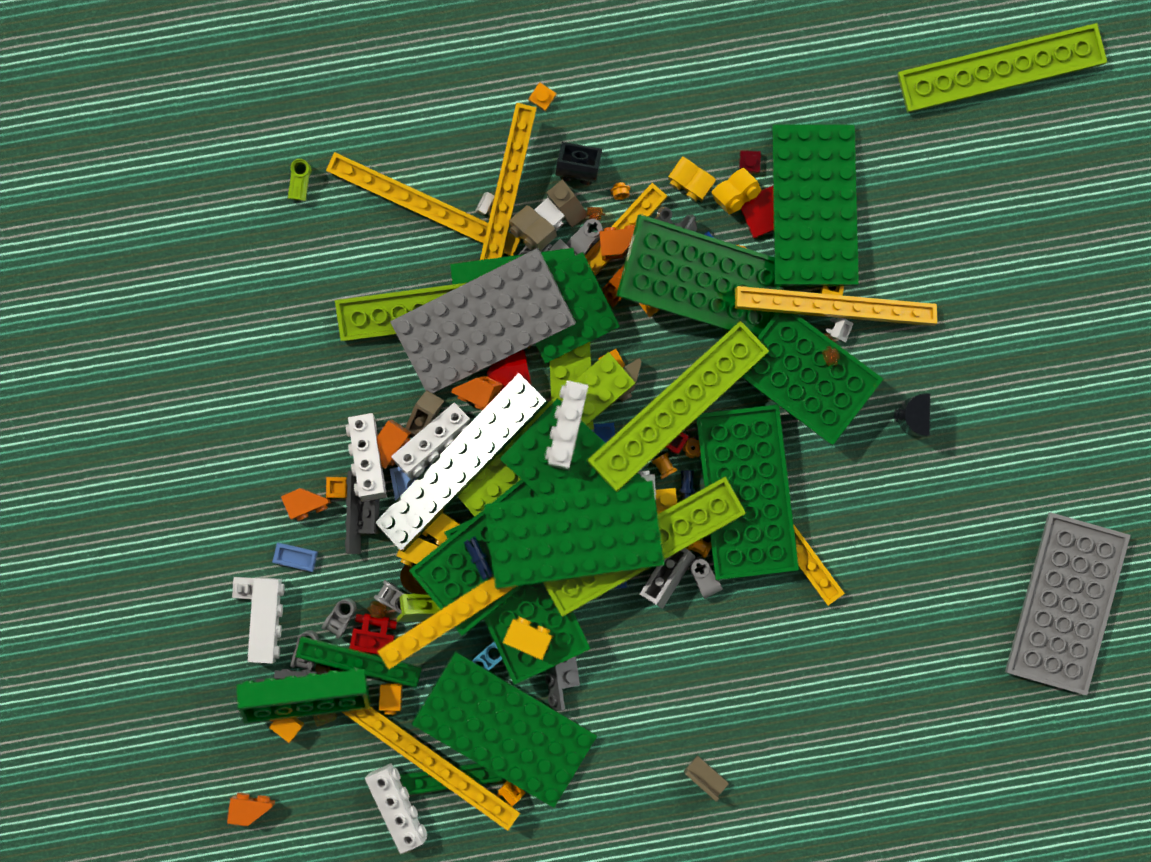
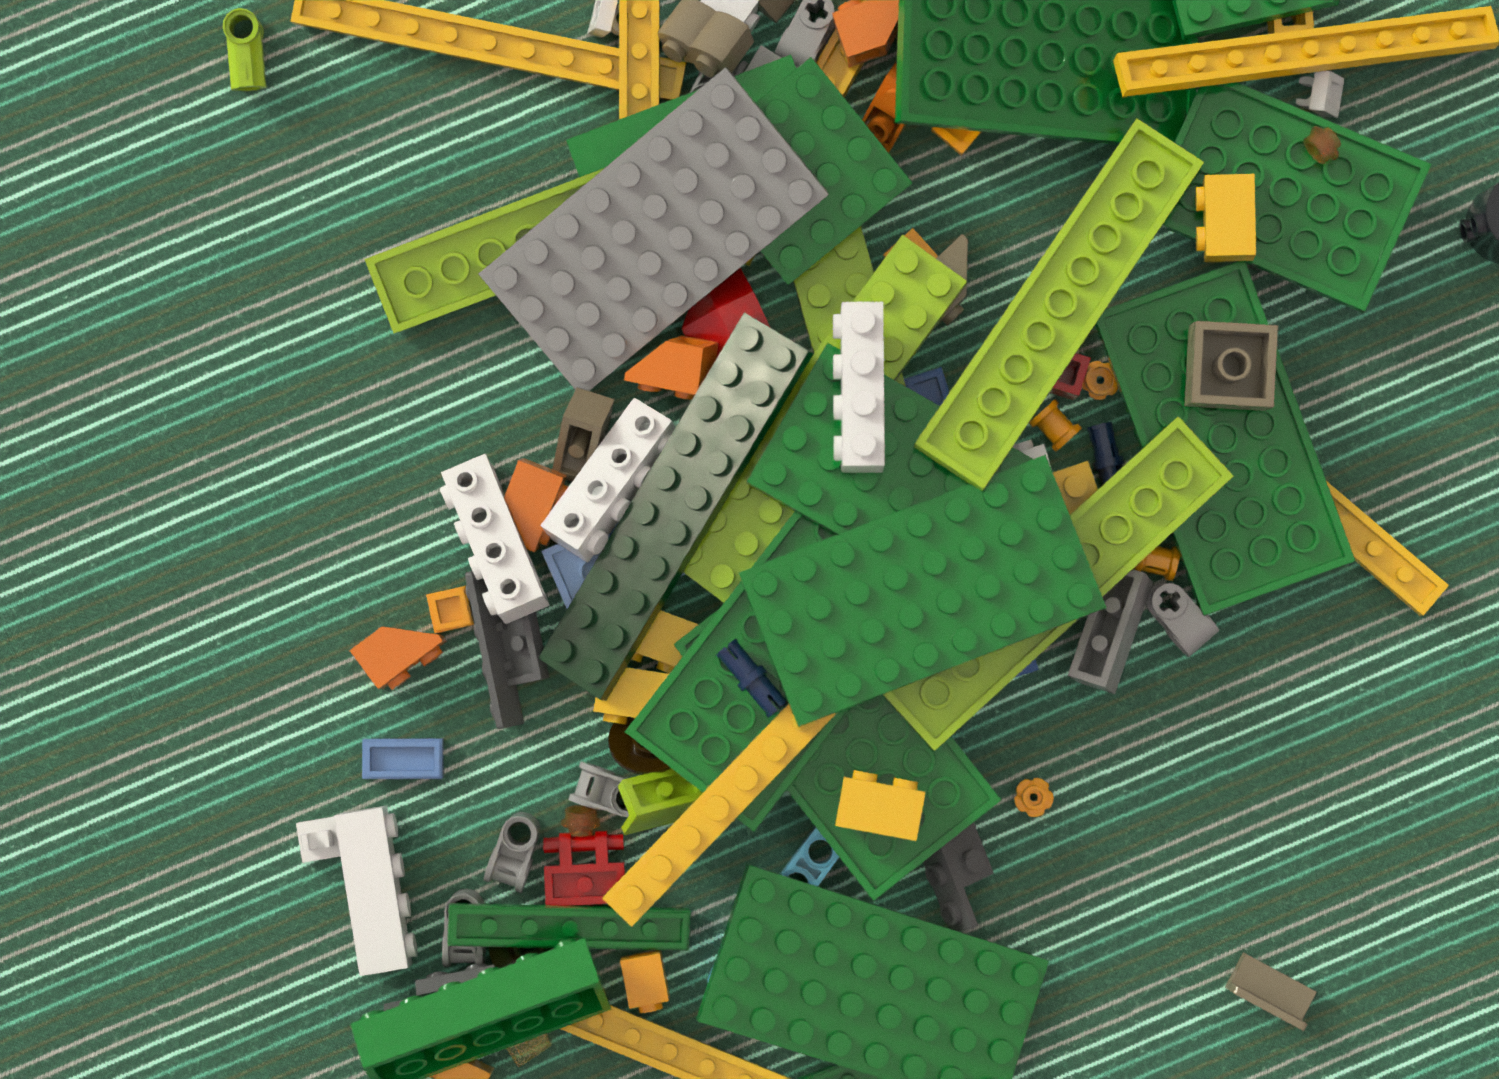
camera: 15 degrees left, 0 degrees up
(609, 656) = (1044, 797): none -> light orange plate
(757, 457) = (1231, 365): none -> dark tan brick
(774, 382) = (1227, 218): none -> yellow brick

